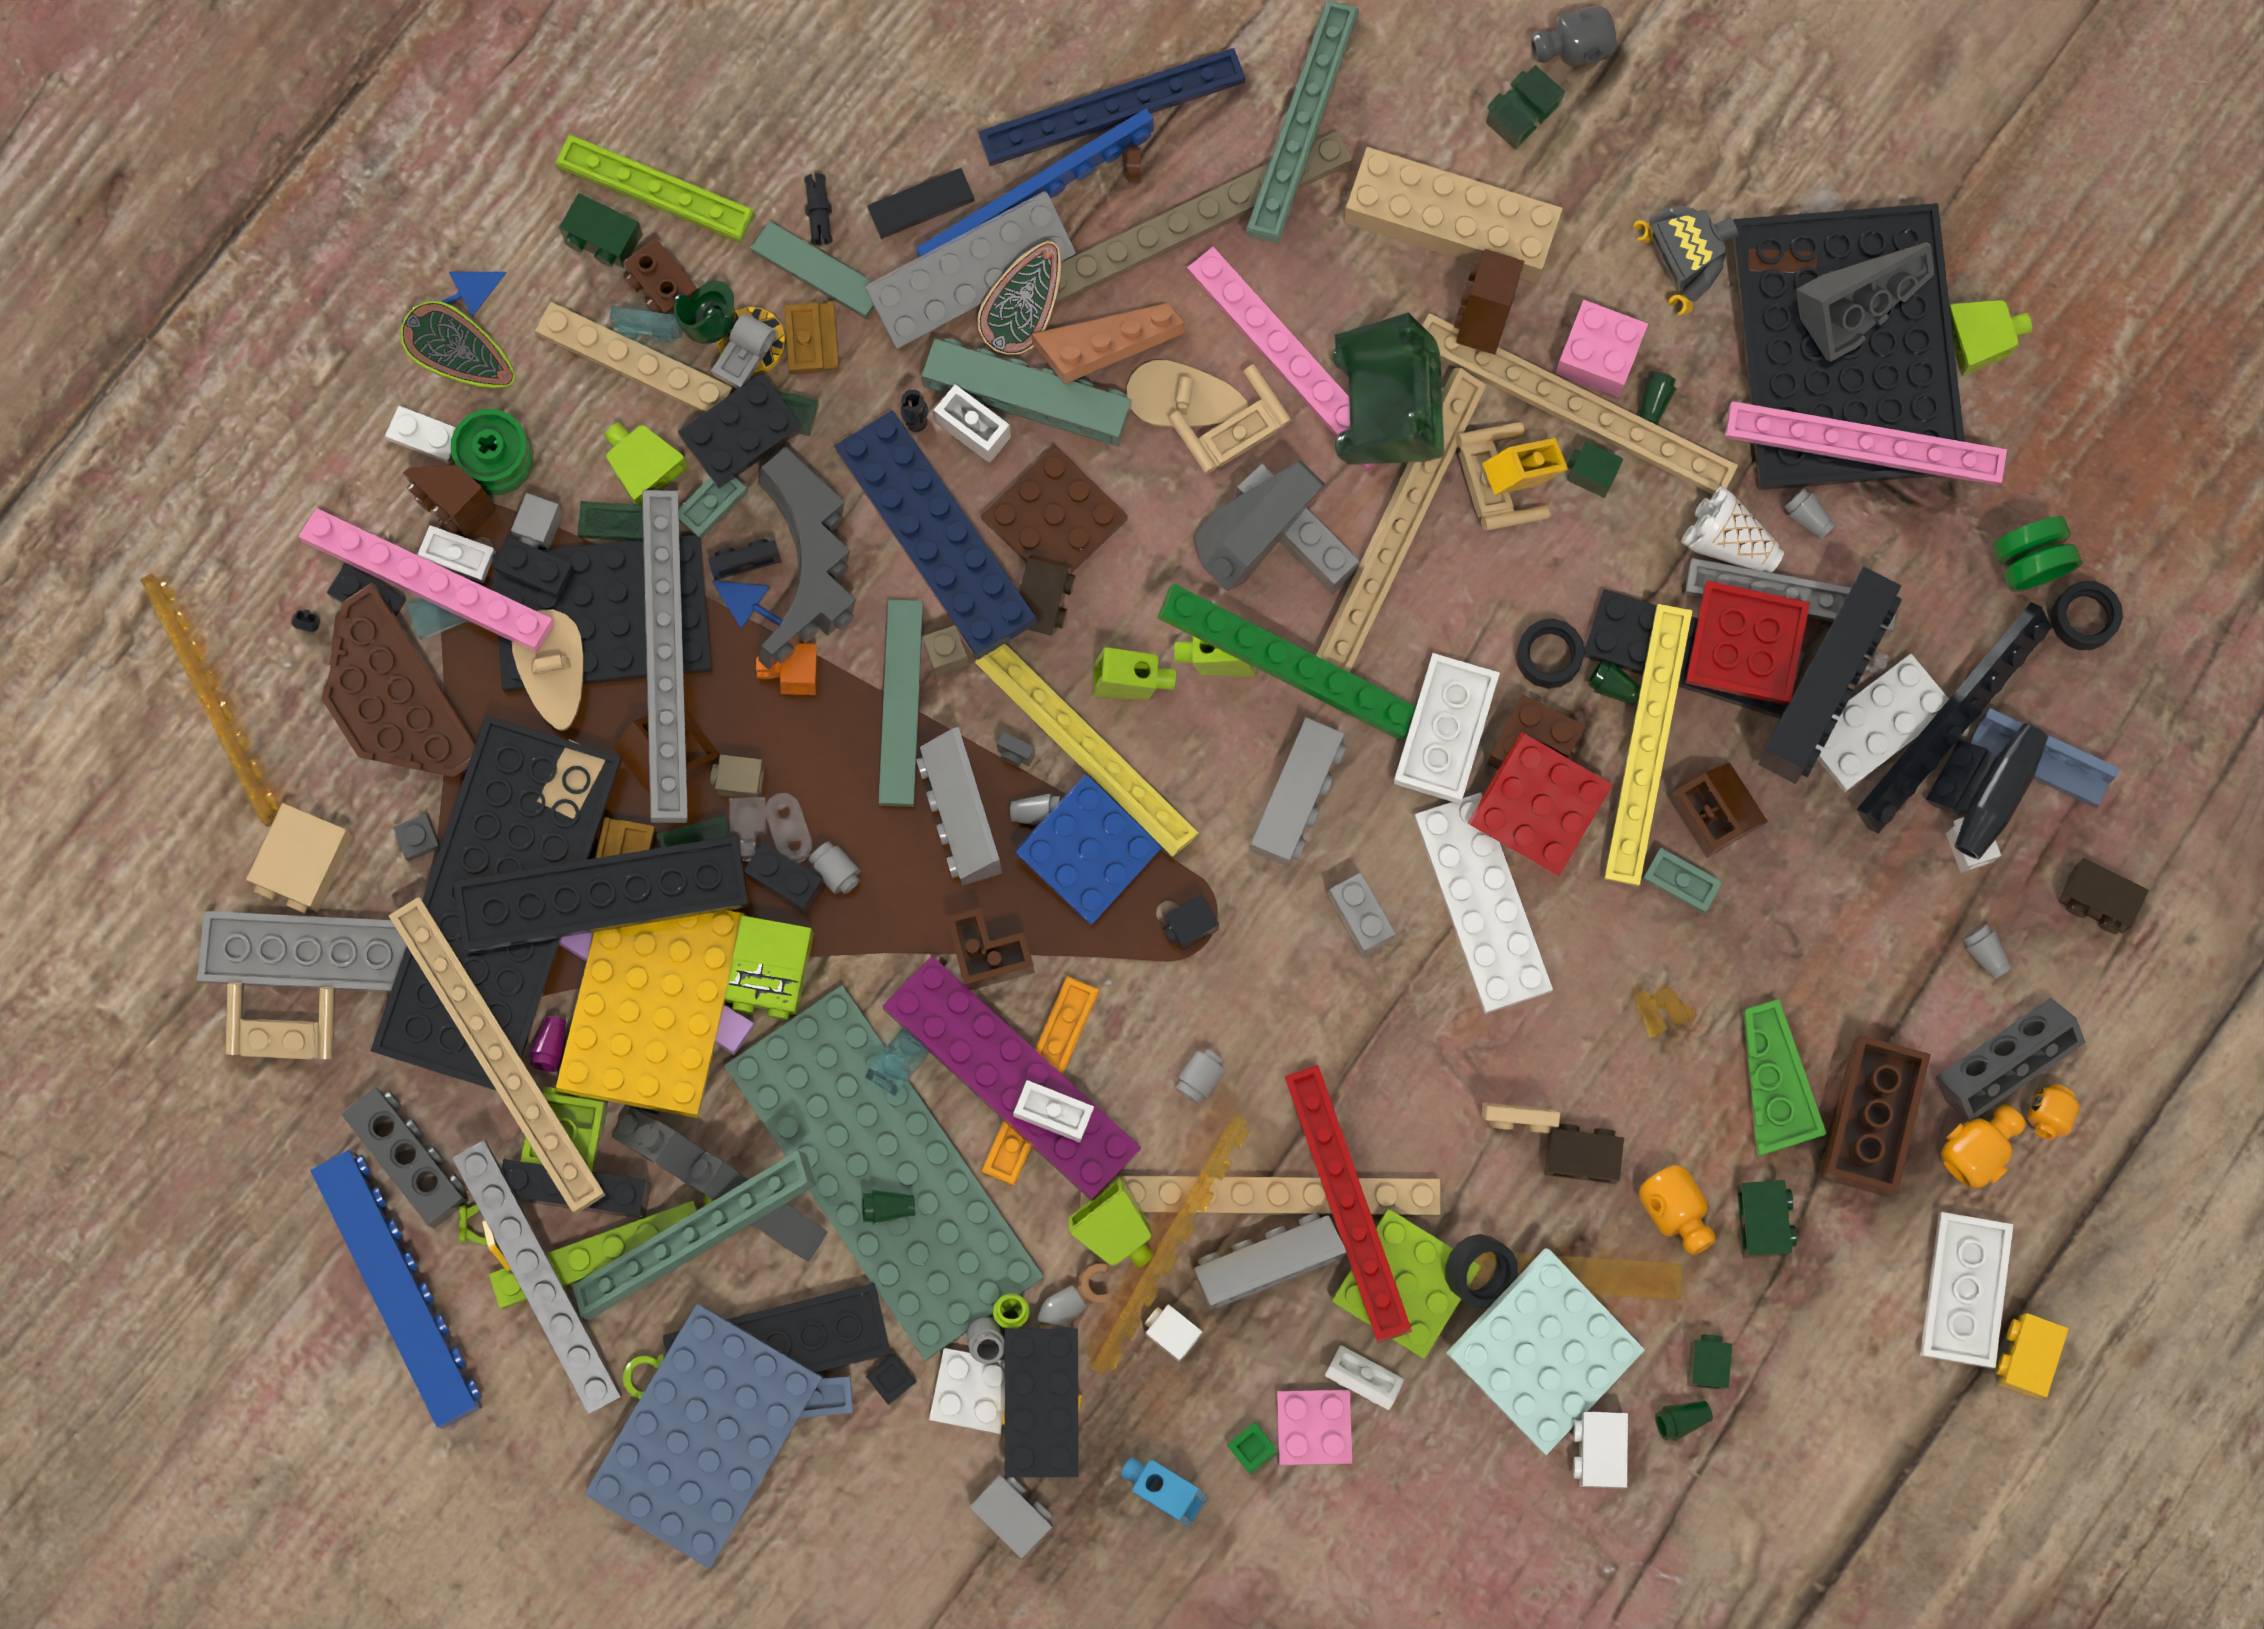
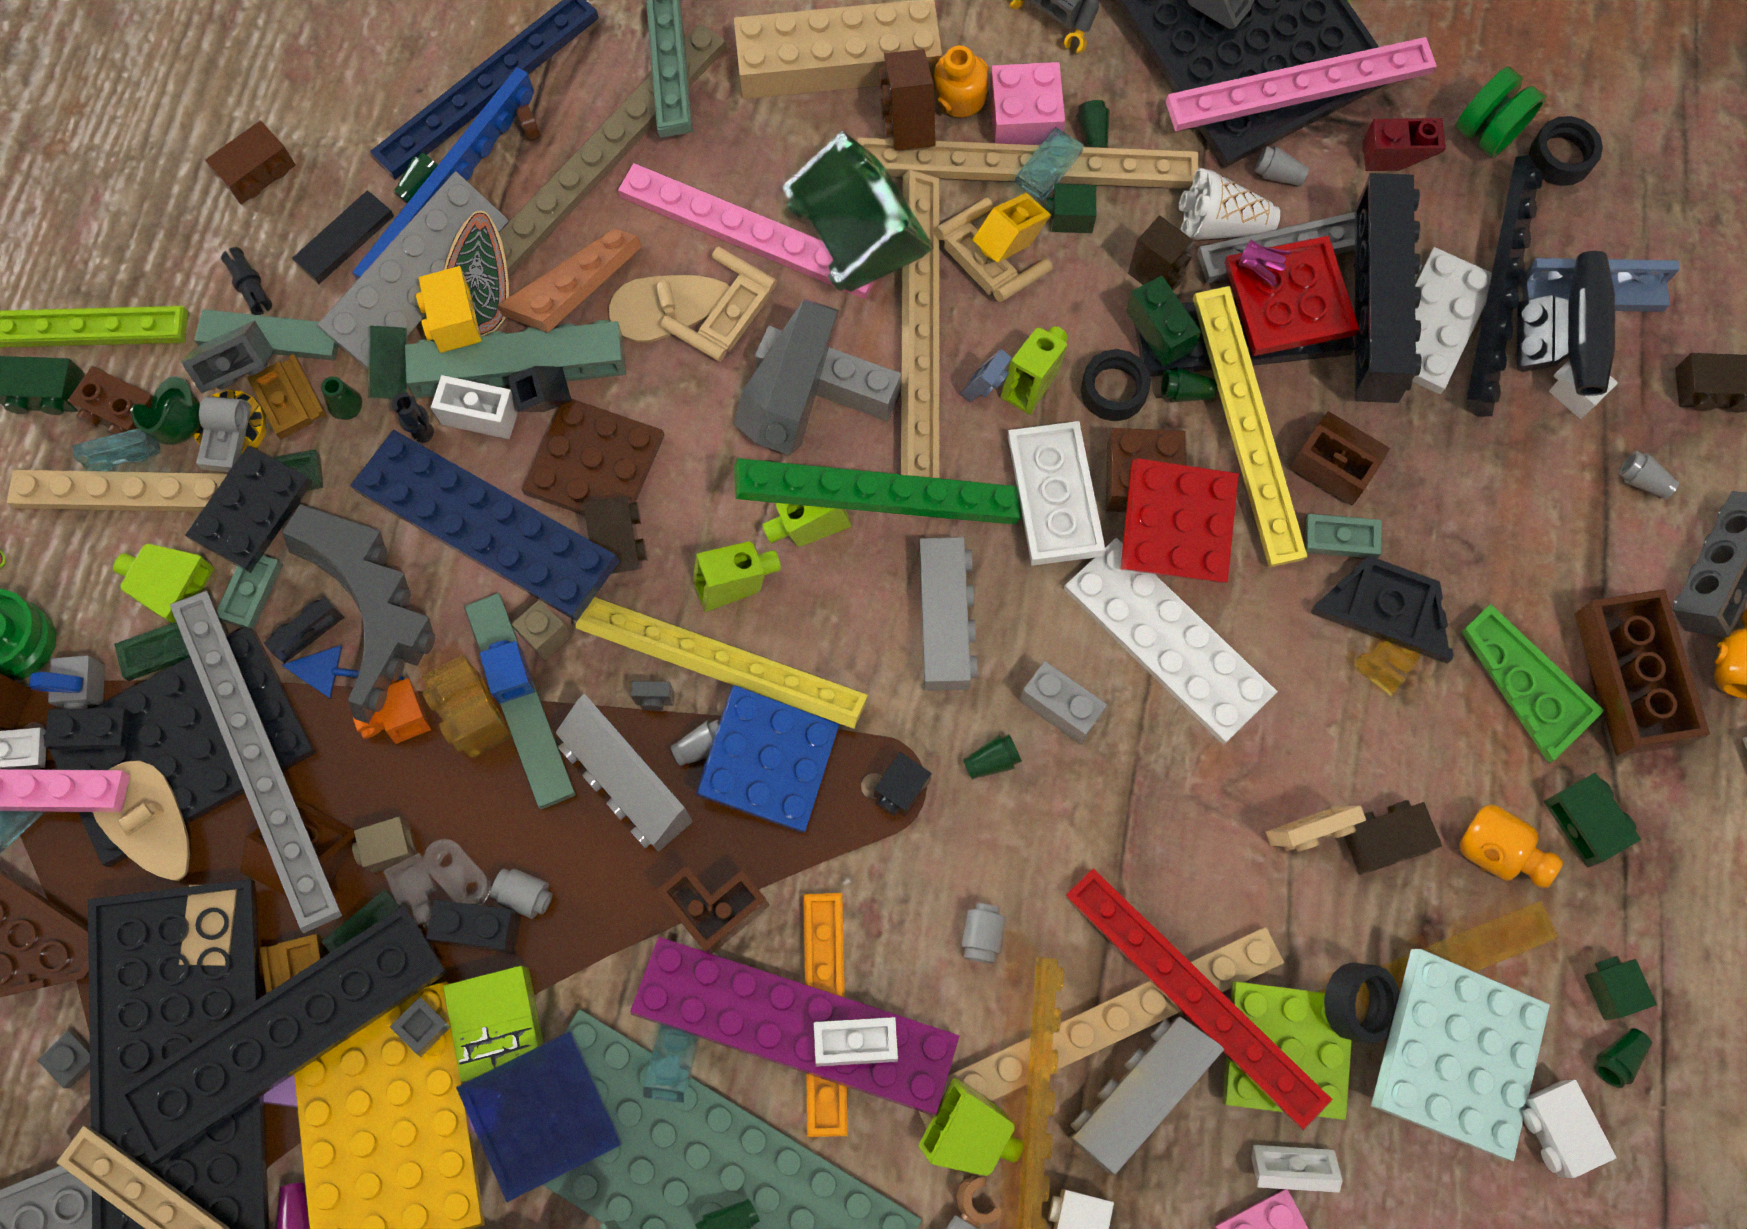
camera: 25 degrees left, 5 degrees down
(525, 518) = (55, 682): none -> blue tile
(710, 940) = (420, 1027): none -> dark grey plate
(776, 282) = (228, 357): none -> dark grey brick
(776, 1053) = (539, 1115): none -> clear blue plate
(855, 690) = (465, 706): none -> clear yellow brick
(858, 363) = (341, 399): none -> dark green cone
(867, 95) = (250, 162): none -> reddish brown brick
(901, 675) = (506, 671): none -> blue brick
(912, 346) = (386, 361): none -> clear green plate
(986, 325) = (448, 310): none -> yellow brick
(1010, 175) = (415, 176): none -> dark green cone
(1035, 433) = (539, 389): none -> black brick
(1279, 935) = (993, 757): none -> dark green cone
(1435, 597) = (987, 376): none -> sand blue plate
(1484, 606) = (1039, 357): none -> lime torso
(1549, 302) = (961, 82): none -> light orange piece
(1592, 418) = (1049, 163): none -> clear light blue plate
(1616, 615) = (1162, 320): none -> dark green brick
(1647, 554) = (1160, 252): none -> dark brown brick
(1691, 961) = (1391, 607): none -> black wing
(1729, 591) = (1257, 255): none -> flat silver piece
(1933, 541) = (1402, 142): none -> dark red slope

